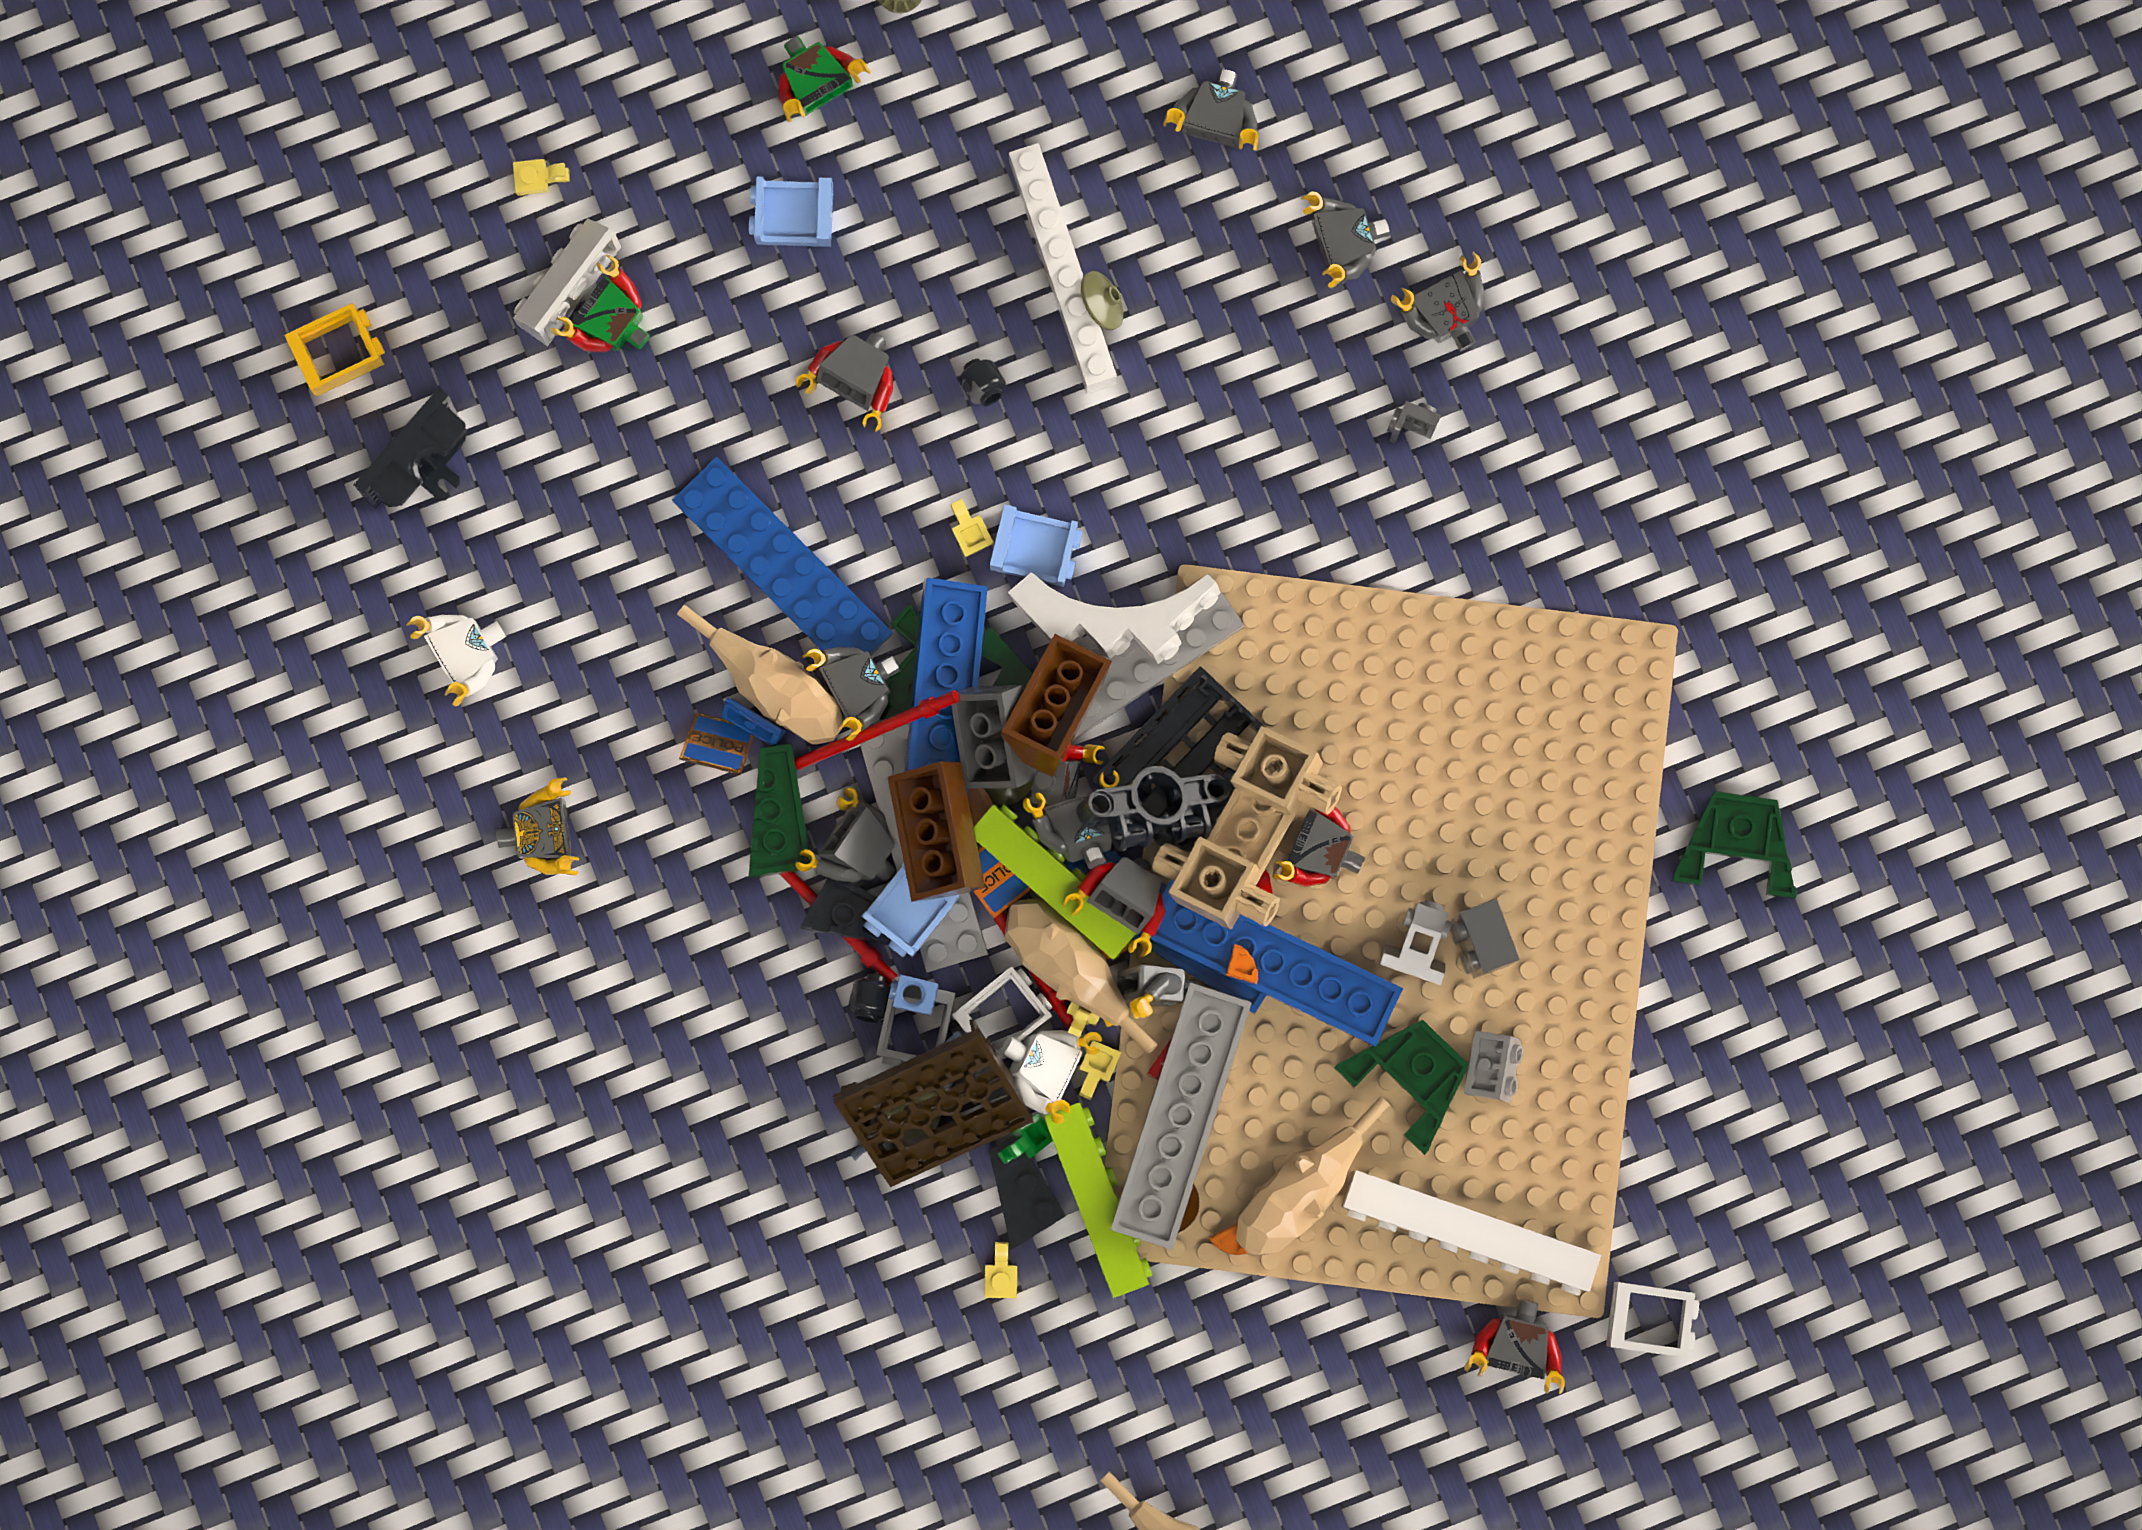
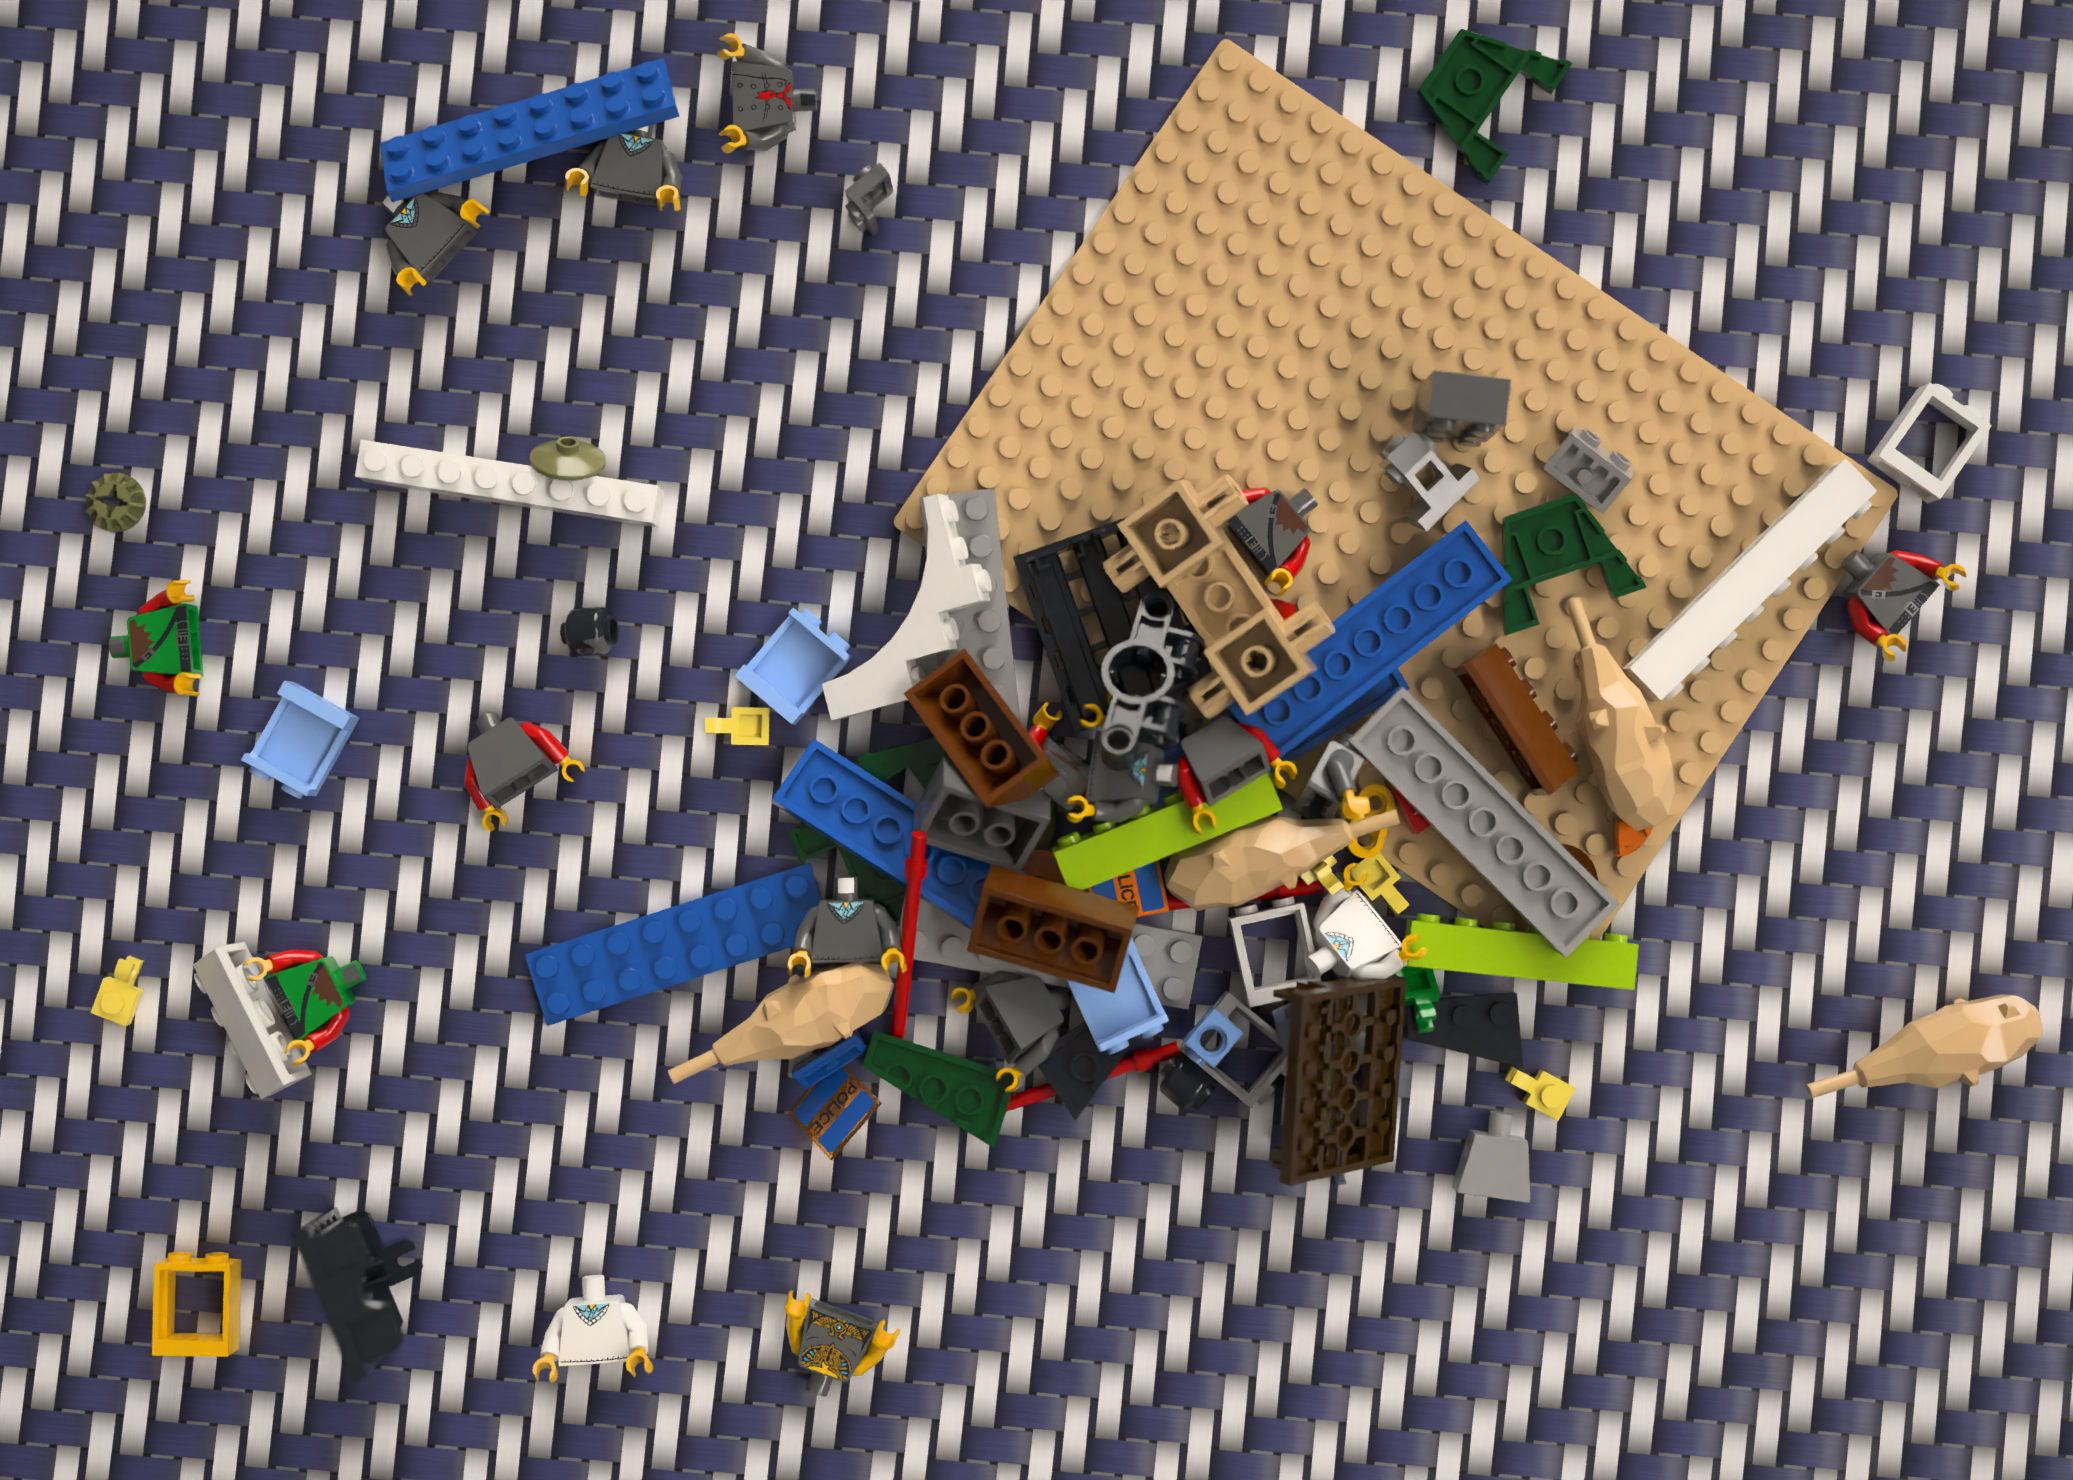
camera: 60 degrees left, 5 degrees up
(928, 1264) = (1494, 1162): none -> light grey torso
(1145, 1024) = (1377, 837): none -> yellow plate
(1242, 966) = (1358, 676): orange tile -> none
(1273, 1106) = (1517, 720): none -> reddish brown slope
(1333, 147) = (528, 129): none -> blue plate

